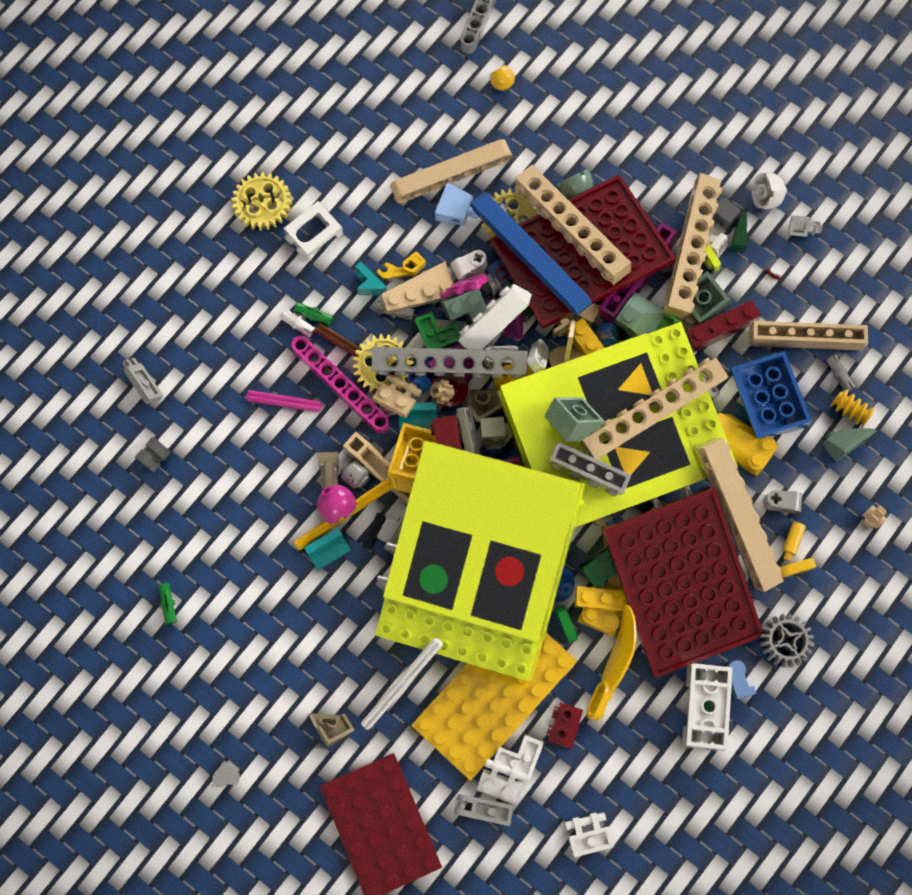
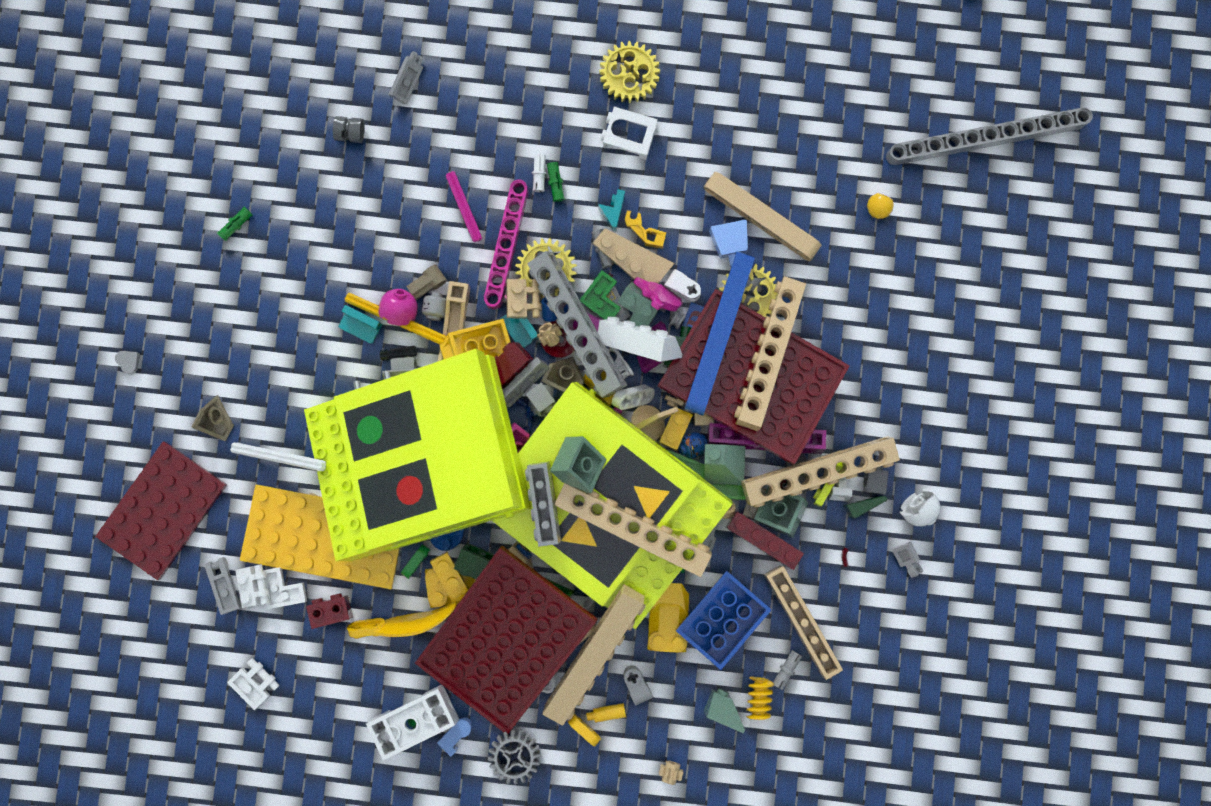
camera: 60 degrees right, 10 degrees up
(337, 339) = (545, 229): reddish brown axle -> none
(575, 184) = (817, 332): sand green cylinder -> none

